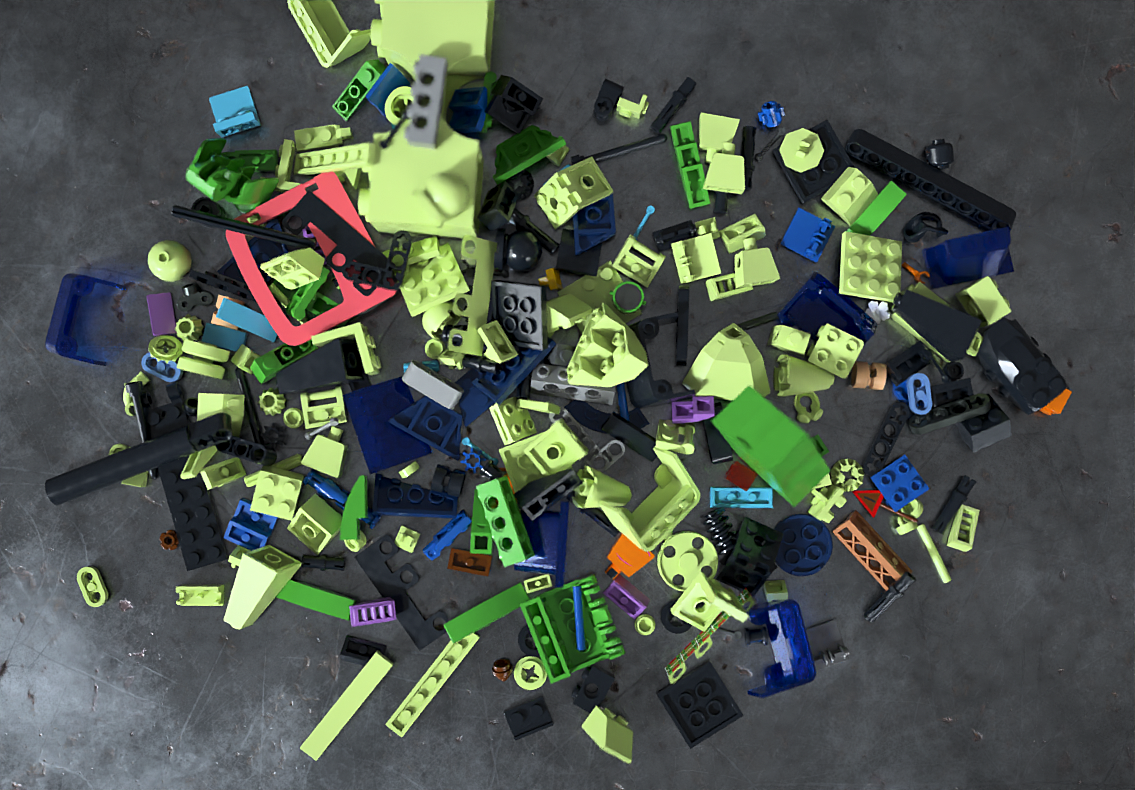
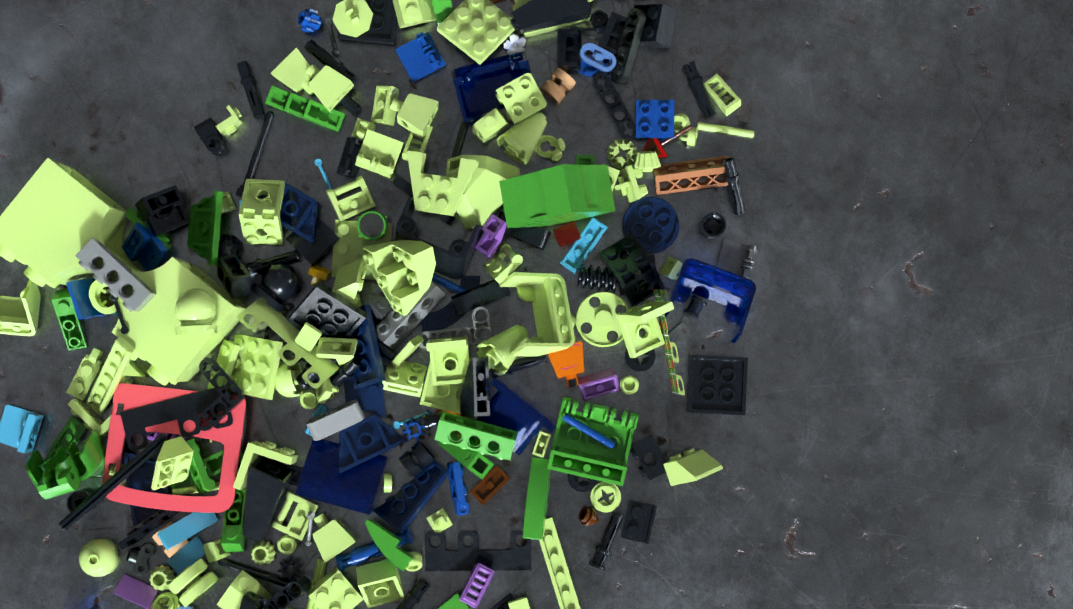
camera: 60 degrees left, 0 degrees up
(483, 703) = (603, 550): none -> black pin
(490, 310) = (308, 337): none -> yellowish green slope
(698, 335) = (436, 192): none -> yellowish green wing
(840, 601) = (712, 225): none -> black wheel
(857, 502) = (647, 161): none -> yellowish green piece

